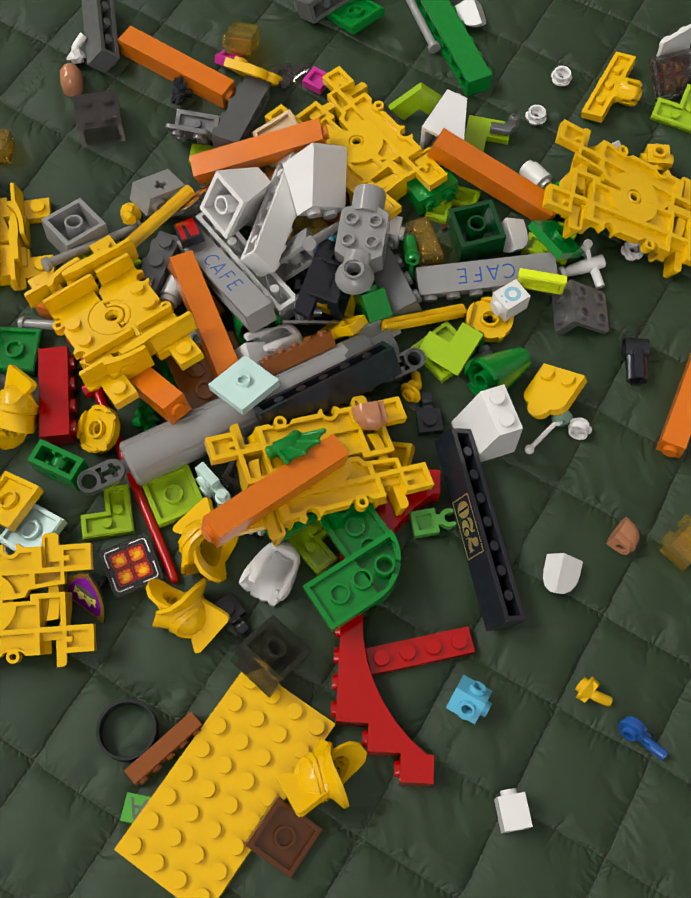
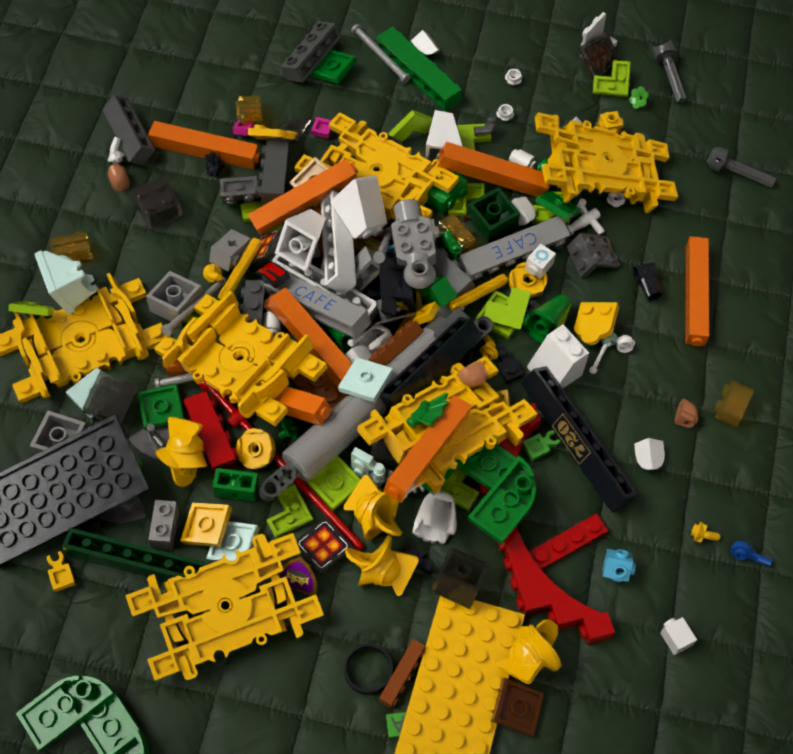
camera: 20 degrees left, 5 degrees down
(542, 281) = (560, 239): neon yellow tile -> none
(613, 87) = (557, 77): yellow plate -> none

